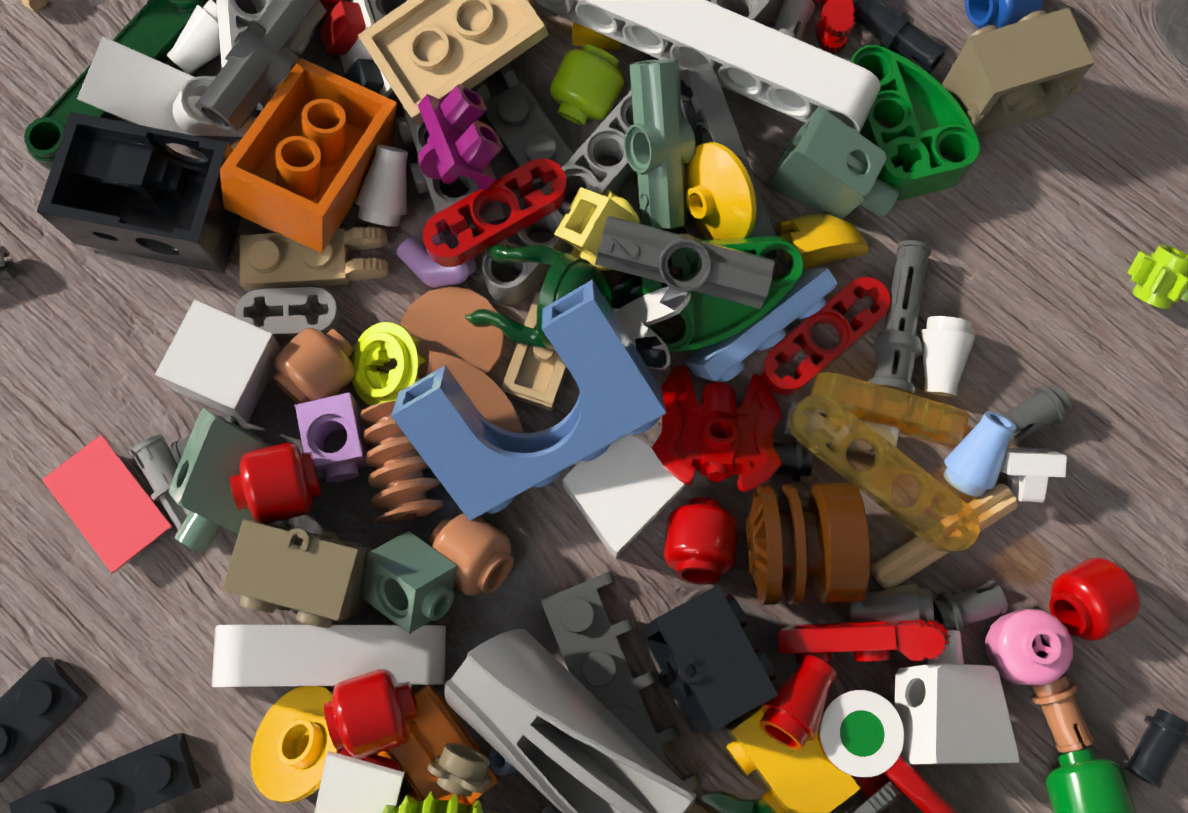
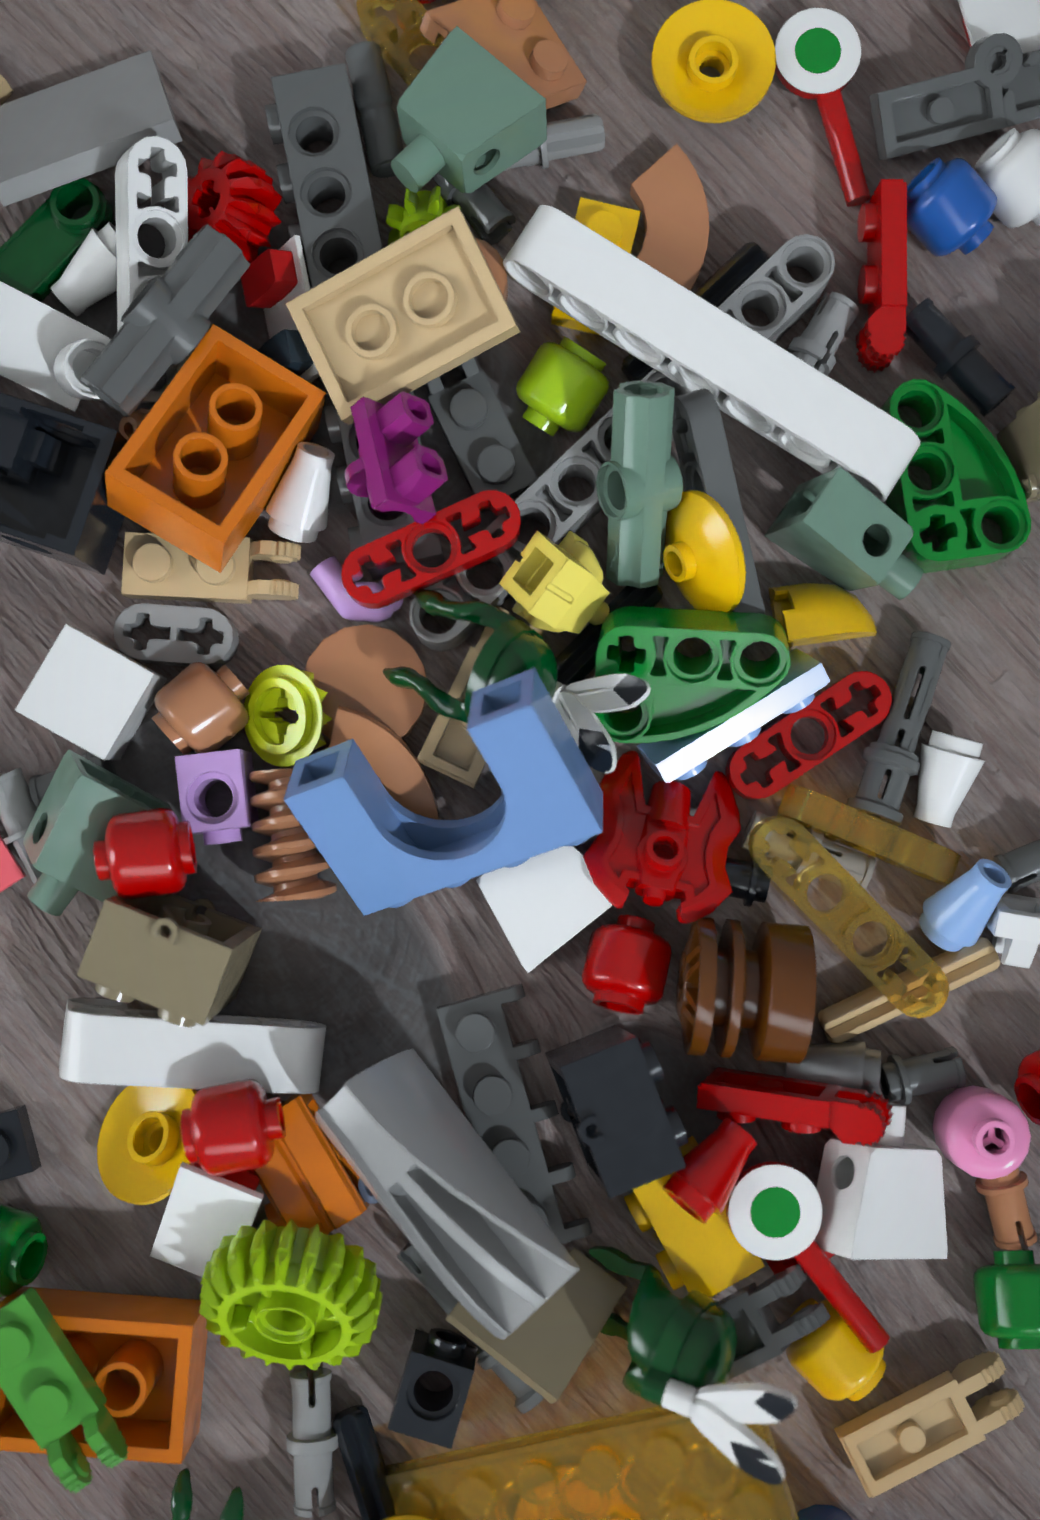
camera: 10 degrees right, 10 degrees up
(409, 582) = (289, 978): sand green brick -> none
(461, 770) = (326, 1199): dark tan plate -> none
(477, 550) = (362, 950): nougat head -> none
(721, 271) = (688, 669): dark grey piece -> none

